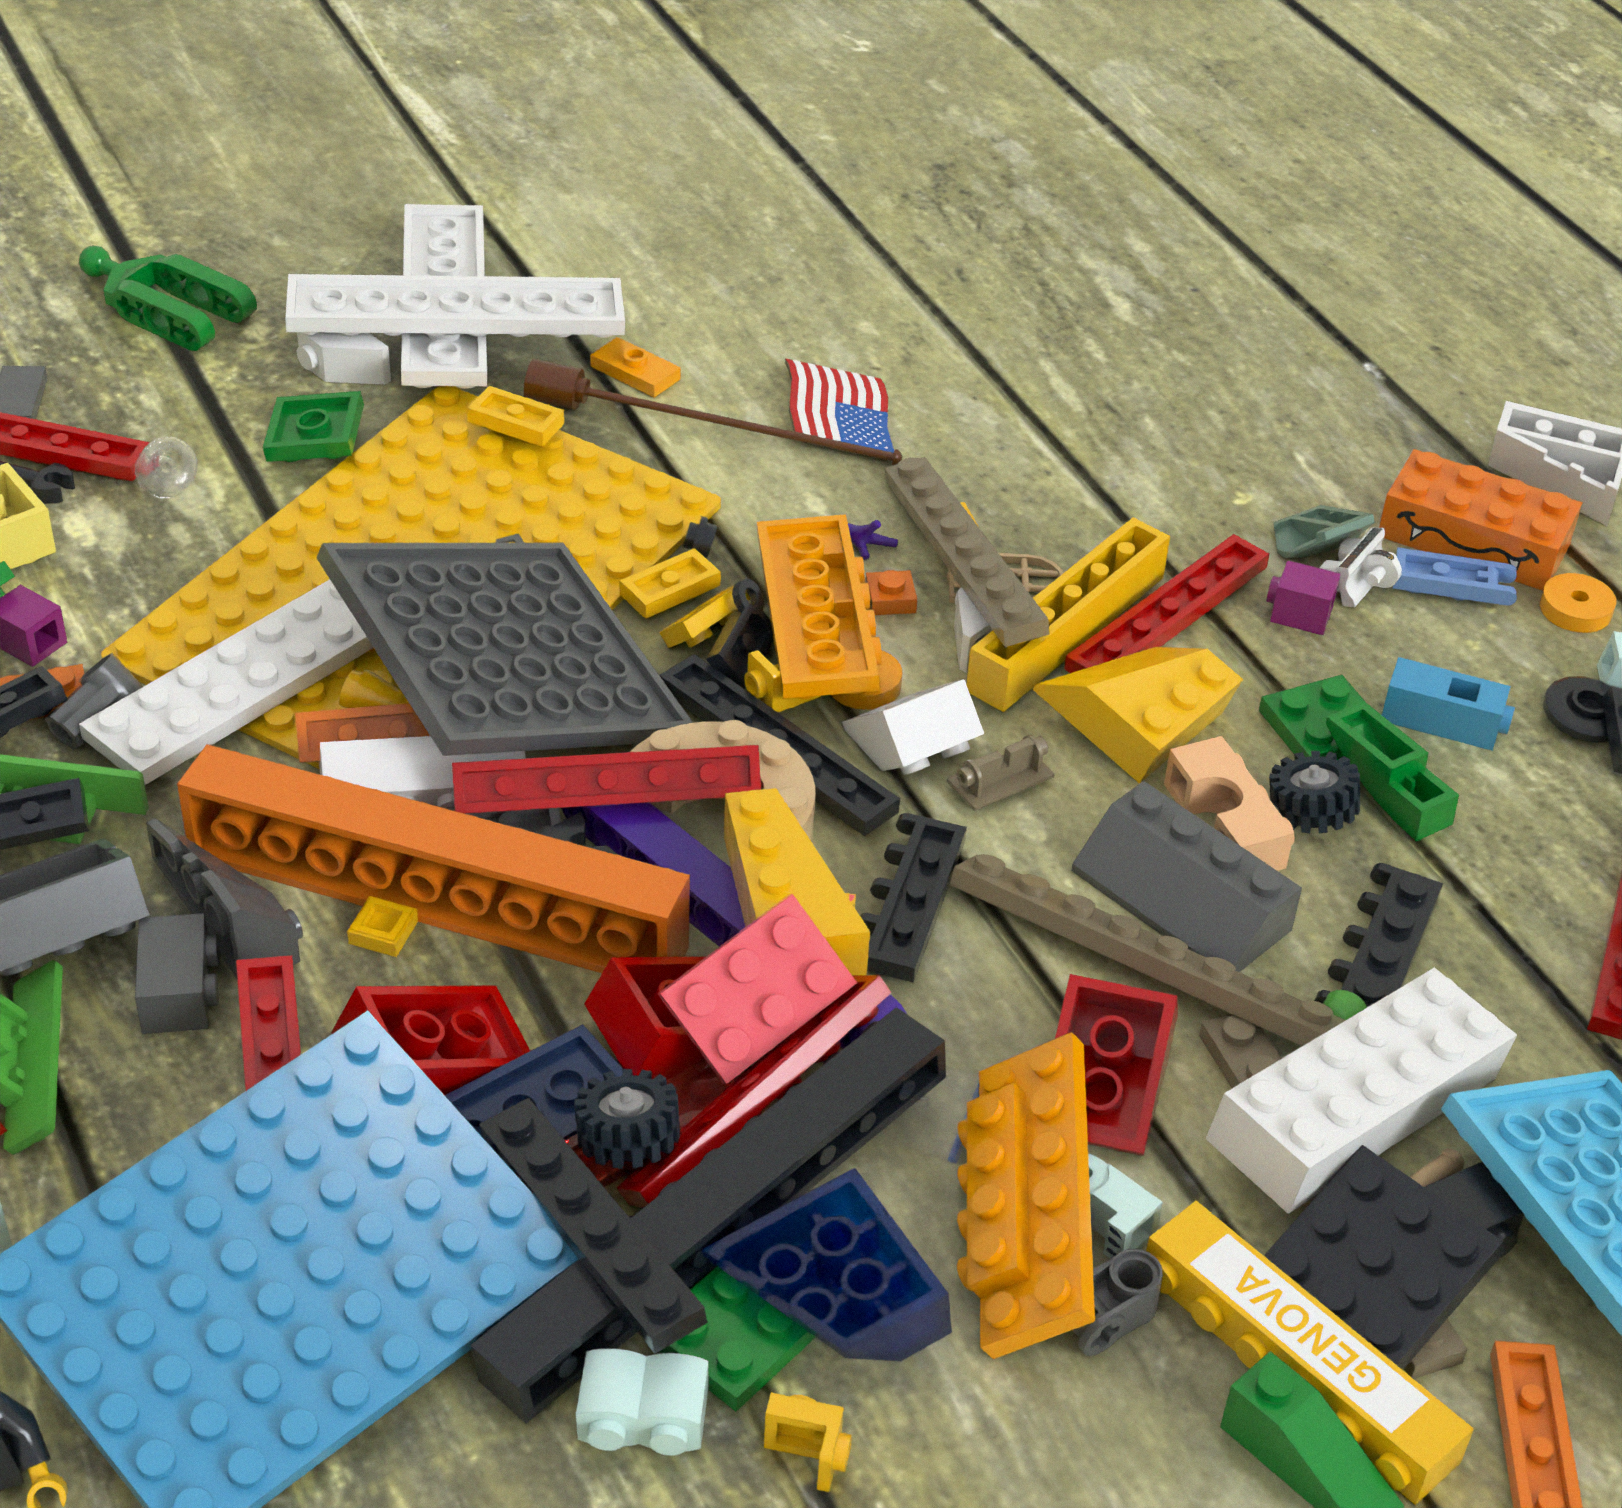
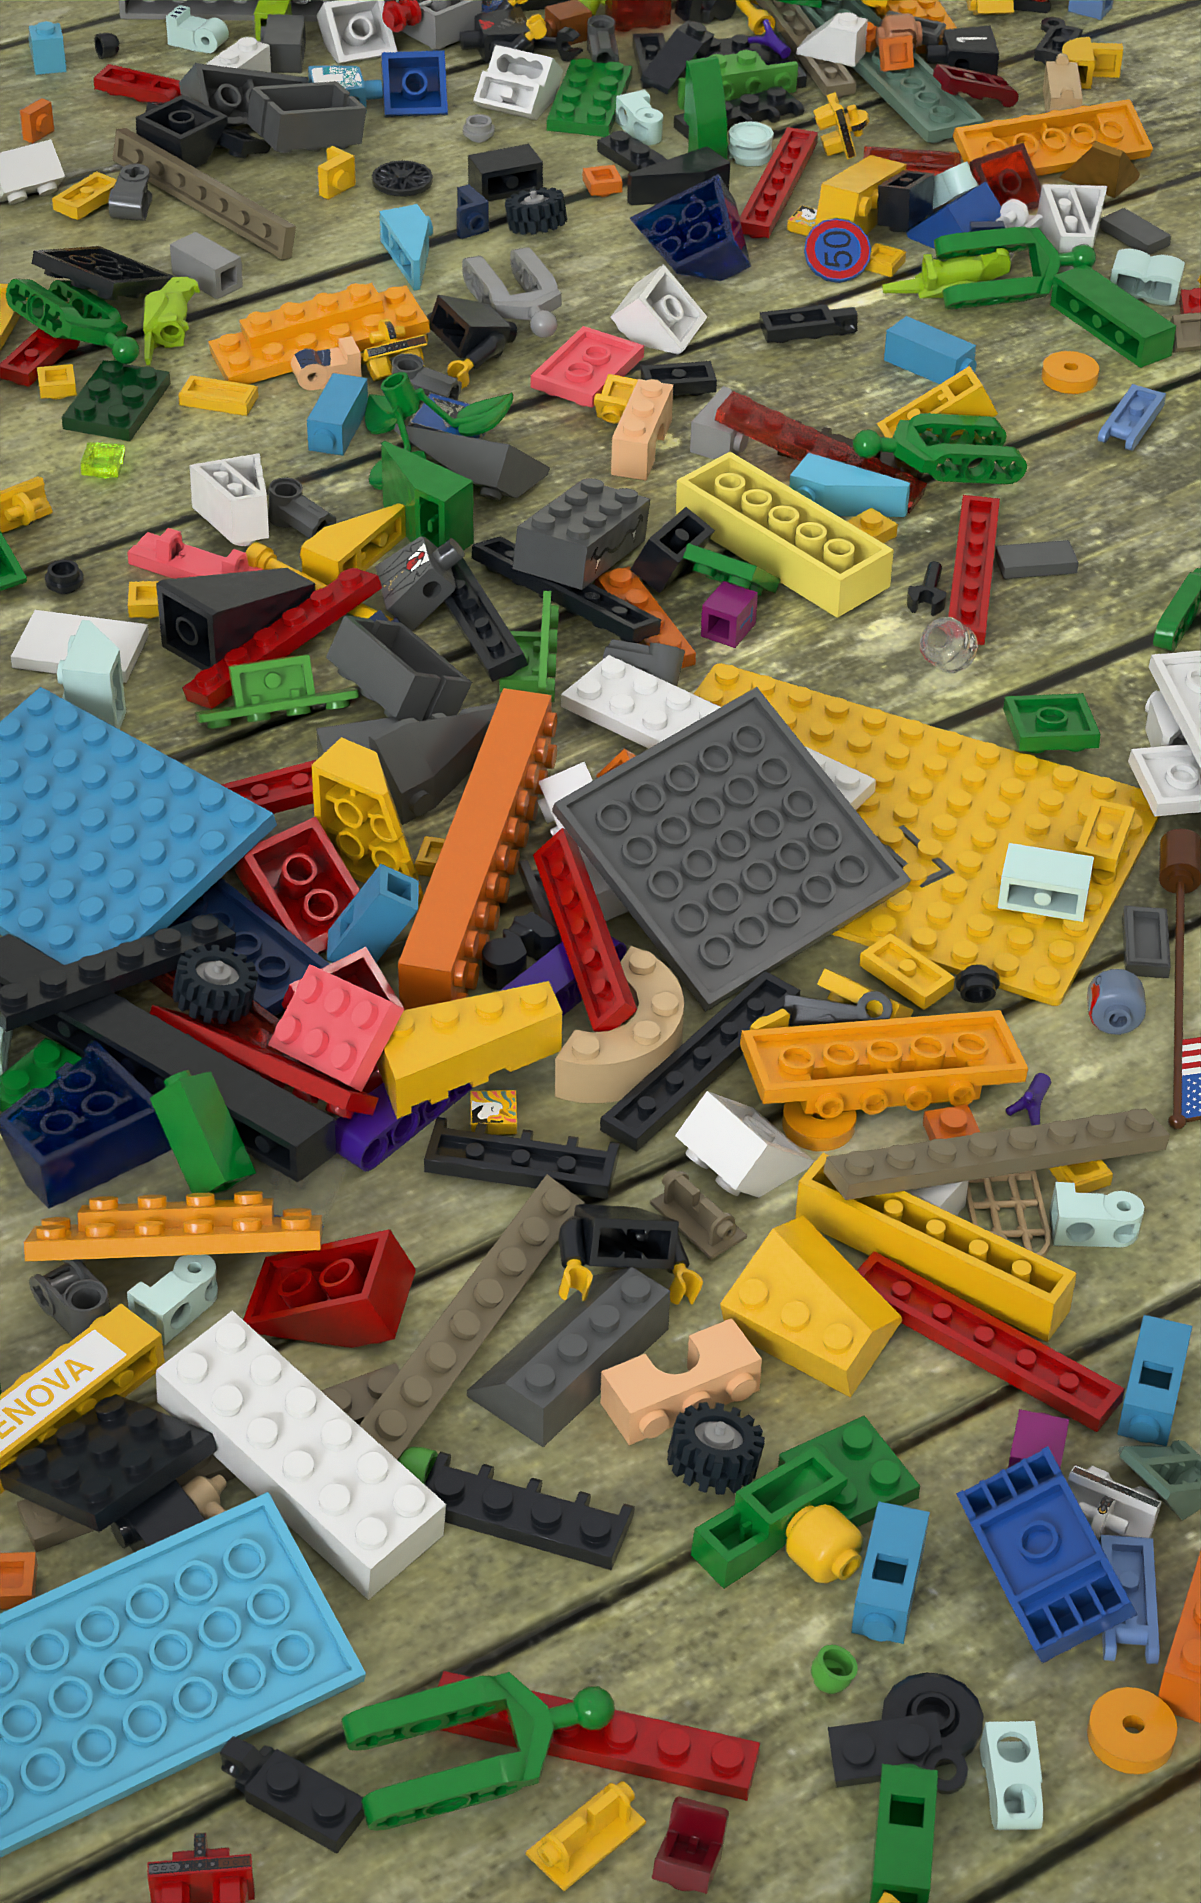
camera: 85 degrees right, 0 degrees up
(363, 933) = (360, 812): none -> yellow wedge
(544, 961) = (374, 915): none -> dark azure brick
(580, 461) = (1045, 882): none -> light aqua brick
(649, 432) = (1146, 941): none -> dark grey tile
(747, 455) = (1116, 997): none -> sand blue head
(893, 1140) = (202, 1133): none -> green brick
(1020, 525) = (1094, 1217): none -> light aqua leg
(1067, 816) = (623, 1239): none -> black torso
(1213, 513) = (1154, 1380): none -> dark azure brick
(1432, 729) = (824, 1543): none -> yellow head
(1435, 596) = (1045, 1555): none -> blue plate
(1552, 756) = (831, 1663): none -> bright green hinge

